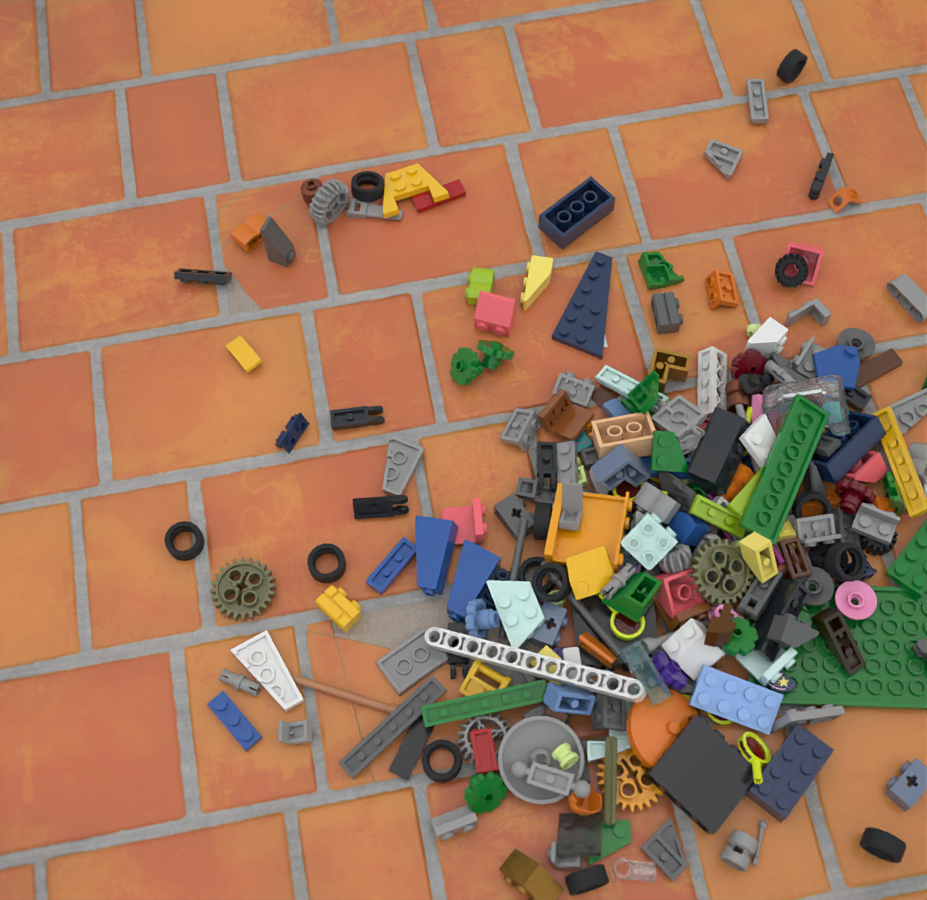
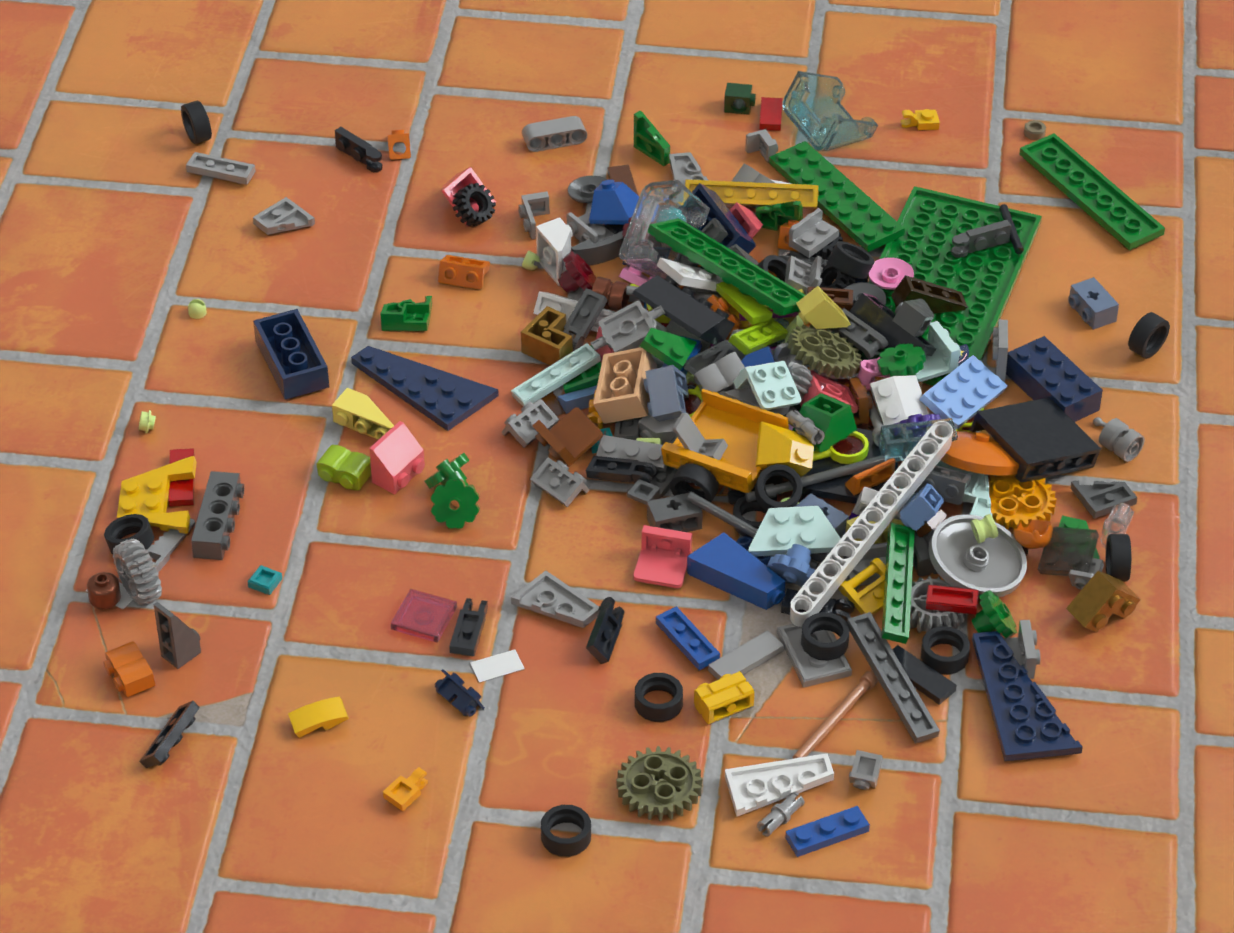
camera: 75 degrees left, 20 degrees down
(193, 427) = (405, 791): none -> light orange plate
(331, 448) = (497, 665): none -> white sticker
(360, 385) = (423, 615): none -> clear pink tile
(361, 279) = (265, 580): none -> teal tile
(389, 613) = (747, 656): none -> light grey tile
(392, 839) = (1019, 708): none -> dark blue wing
(393, 229) = (217, 515): none -> dark grey brick
(415, 648) = (828, 622): none -> black tyre
(433, 552) = (692, 591): blue slope -> none
(480, 155) = (146, 421): none -> yellowish green plate
(551, 779) = (1005, 546): light grey plate -> none
(602, 144) = (197, 309): none -> yellowish green hinge
(610, 780) = (1017, 505): olive axle -> none
(646, 392) = (580, 350): green wing -> none
(666, 313) = (470, 321): dark grey brick -> none
(694, 385) = (584, 316): none -> dark grey hinge
(721, 629) = (892, 356): reddish brown brick -> none
(755, 382) = (605, 268): black hinge -> none
(755, 752) = (1032, 395): neon yellow piece -> none
(780, 374) = (590, 254): light grey pin -> none
(852, 495) = (775, 237): dark red plant -> none

